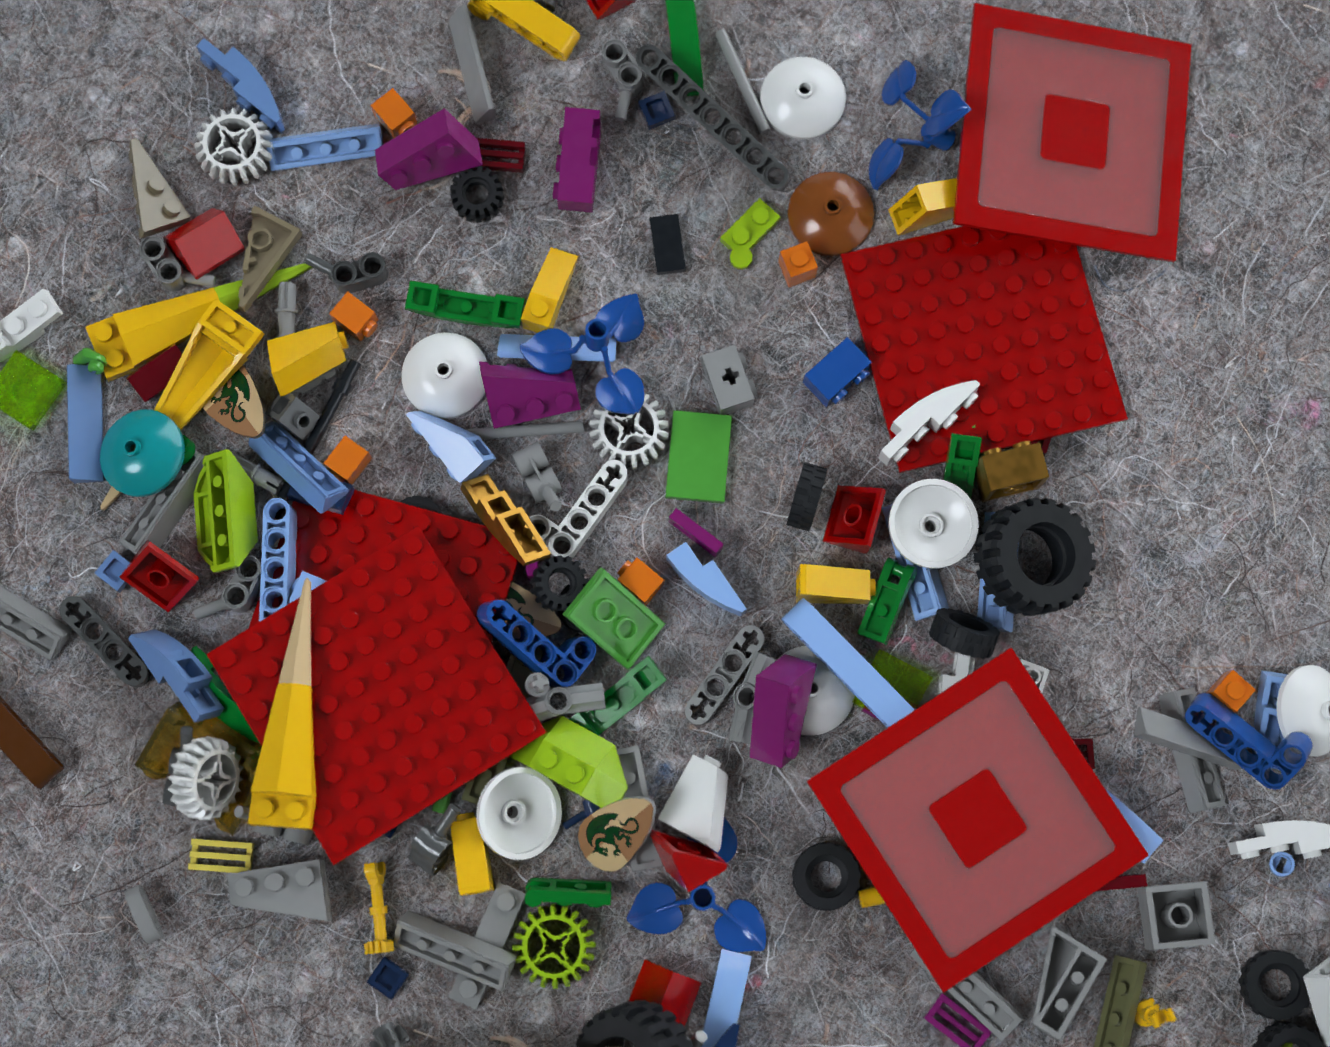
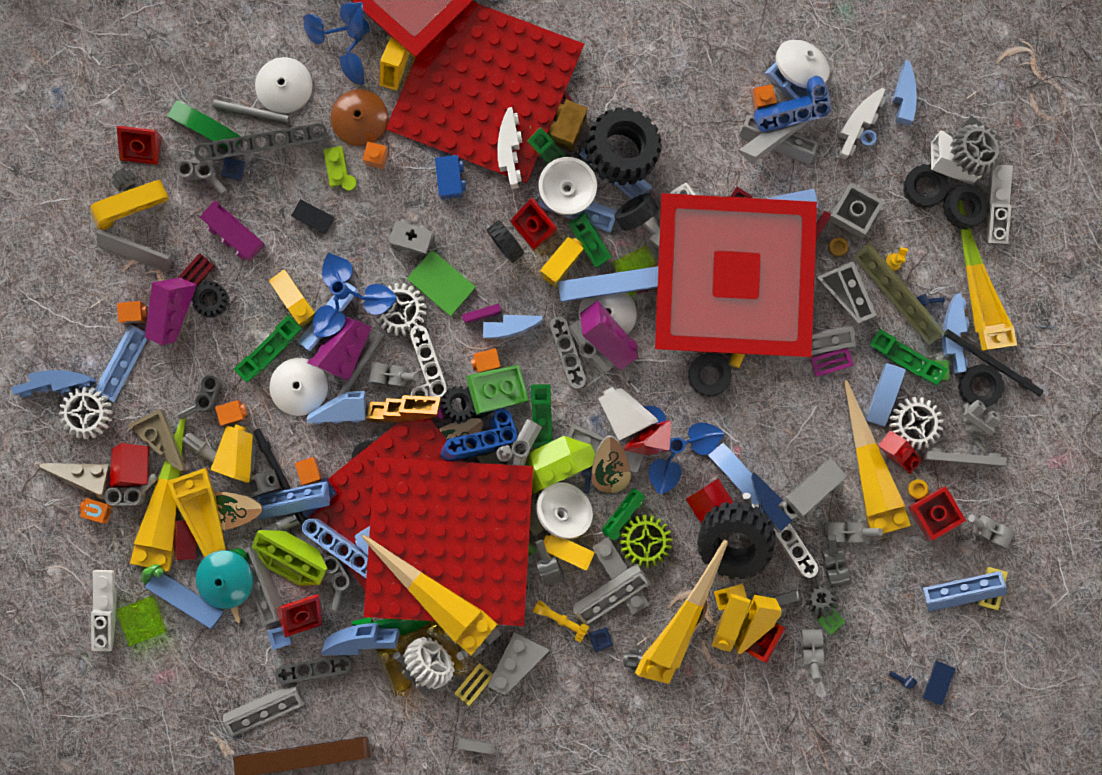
camera: 45 degrees left, 5 degrees up
(122, 241) = (95, 510): none -> orange brick
(1112, 926) = (838, 247): none -> pearl gold tile

